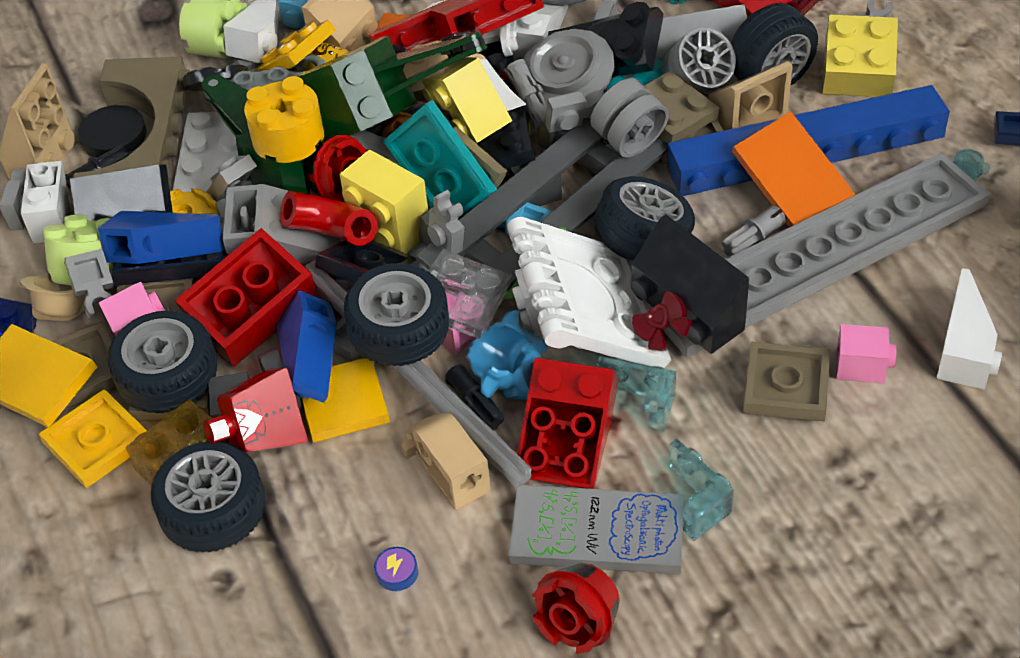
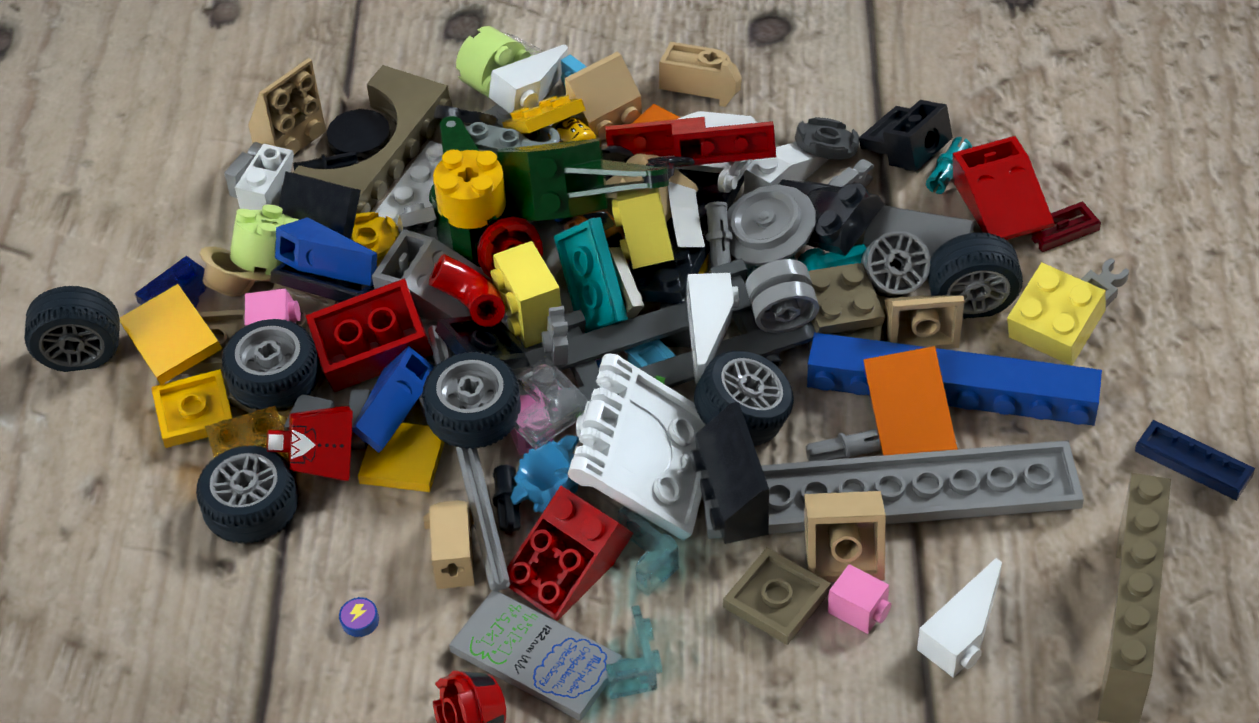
camera: 25 degrees right, 0 degrees up
(89, 277) = (253, 268): light grey plate -> none
(568, 156) = (709, 310): none -> white slope
(569, 110) = (737, 265): light grey plate -> none
(650, 324) = (693, 492): dark red piece -> none
(816, 298) = (843, 532): none -> tan slope
(971, 163) = (1092, 456): clear light blue plate -> none

